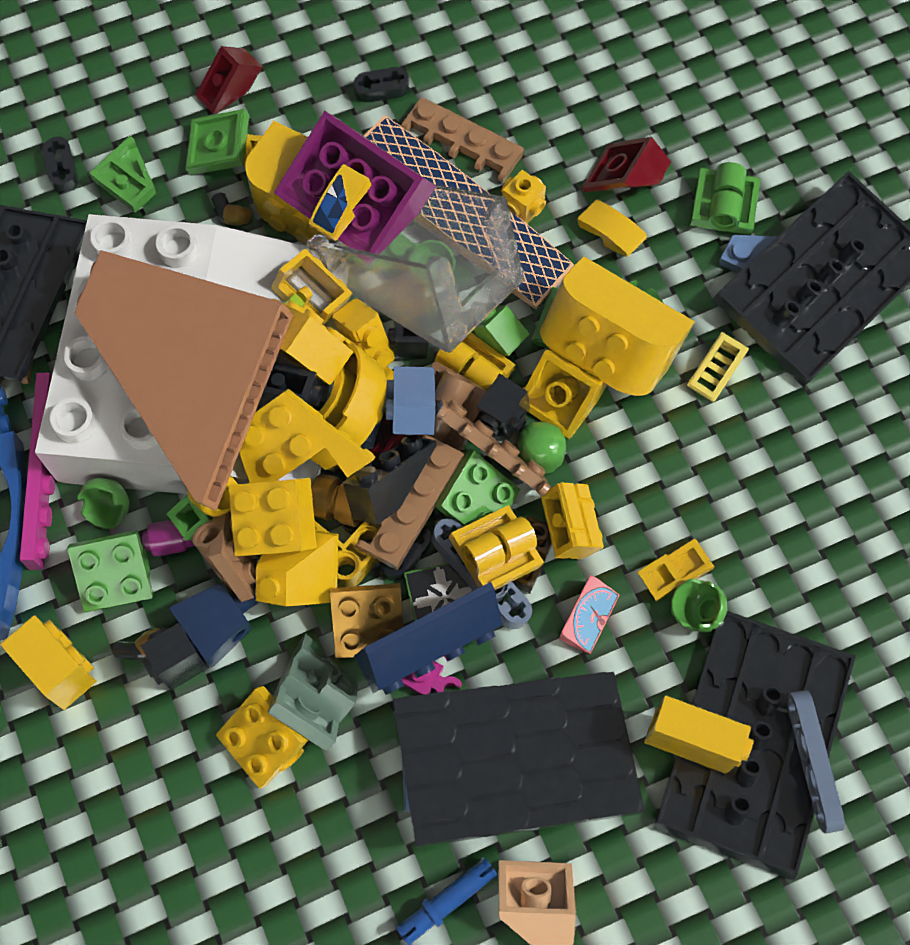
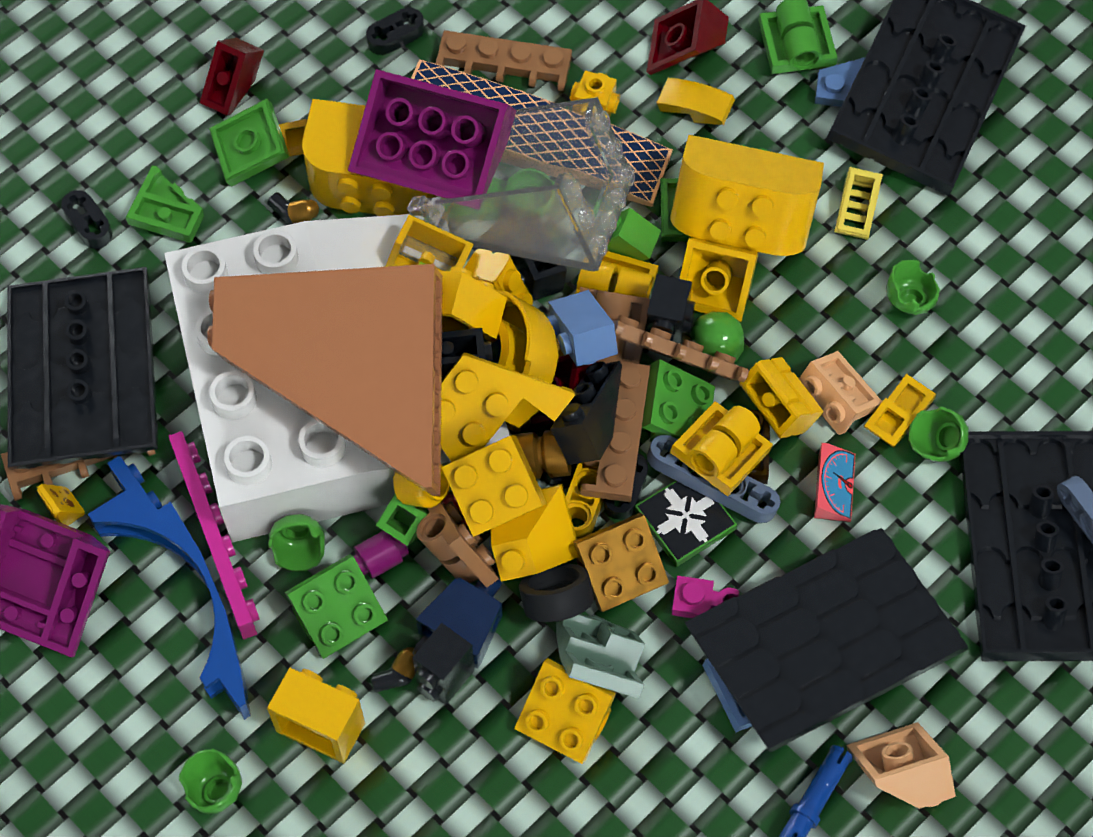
camera: 20 degrees left, 5 degrees down
(309, 640) = (556, 593): none -> black tyre
(337, 203) = (427, 156): slope -> none
(430, 638) = (695, 553): dark blue slope -> none
(627, 532) = (839, 391): none -> light nougat bracket
(699, 735) = (991, 551): yellow brick -> none
(732, 461) = (911, 288): none -> bright green hair

